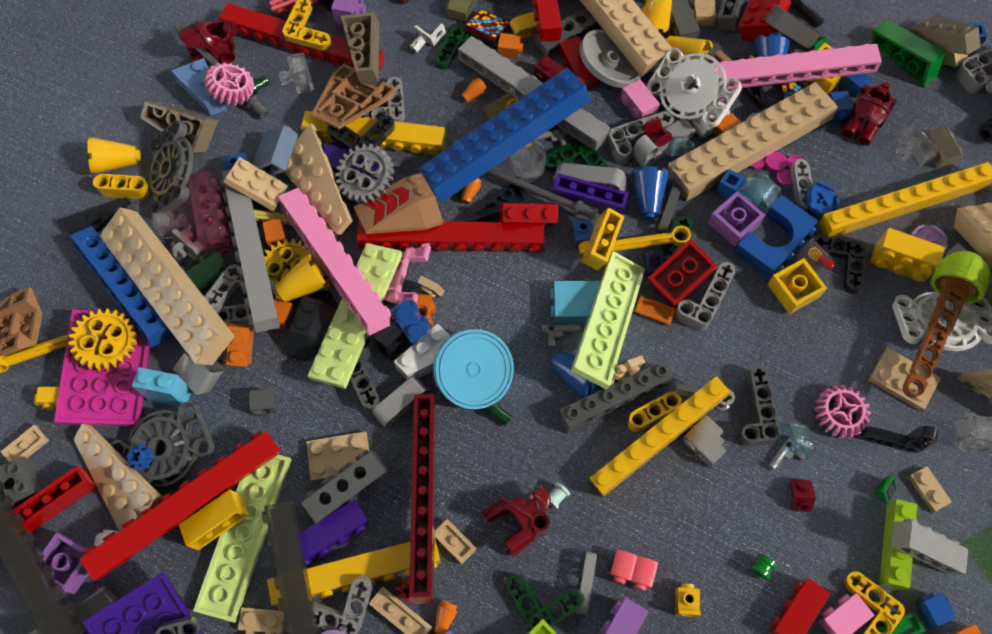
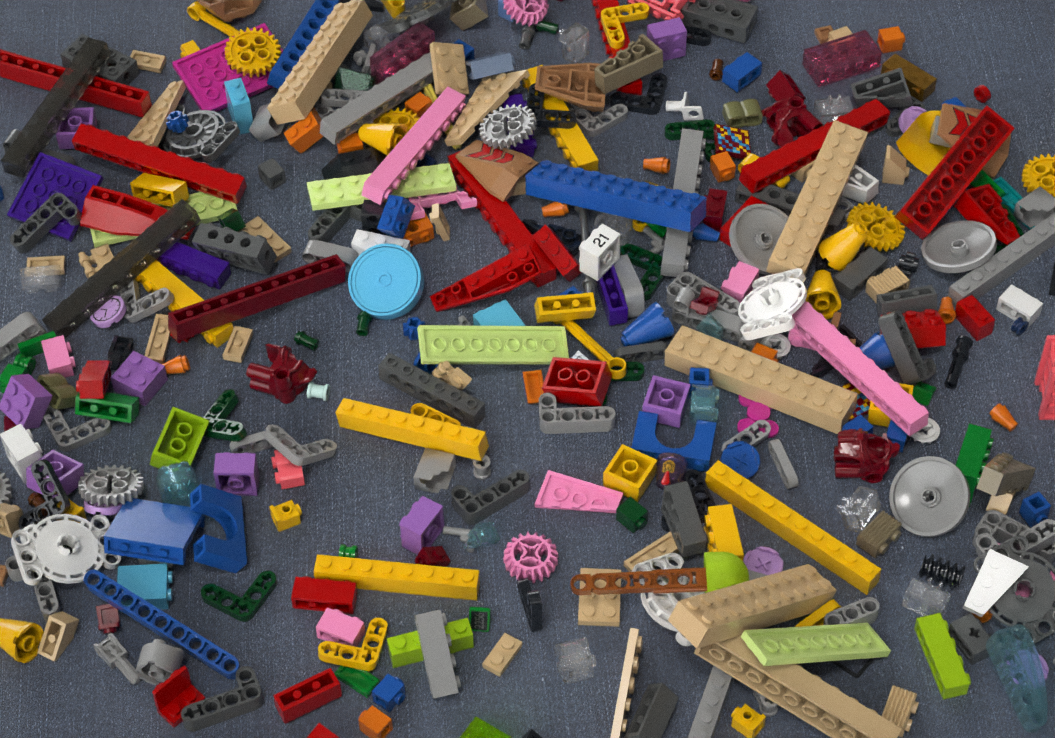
camera: 60 degrees right, 15 degrees down
(224, 574) = (119, 213): none -> wedge
(301, 470) = (232, 220): none -> dark green brick
(396, 59) = (644, 101): none -> black beam
(488, 475) = (306, 340): none -> dark green pin
(530, 277) = (491, 280): none -> red wedge
(539, 373) = (411, 326): none -> blue gear
(568, 178) = (599, 252): none -> white brick
(632, 549) = (296, 453): none -> light grey beam
(772, 485) = (421, 525): none -> medium lavender brick
(788, 343) = (574, 494): none -> bright pink wing
(811, 538) = (400, 577): none -> yellow brick
(836, 308) = (632, 515): none -> dark green brick
(839, 172) = (783, 463): none -> light grey beam
(870, 8) = (1003, 417): none -> orange cone
(875, 272) = (683, 519): none -> dark grey wedge
(884, 314) = (658, 548): none -> tan plate
(935, 92) = (912, 493): none -> light grey dish

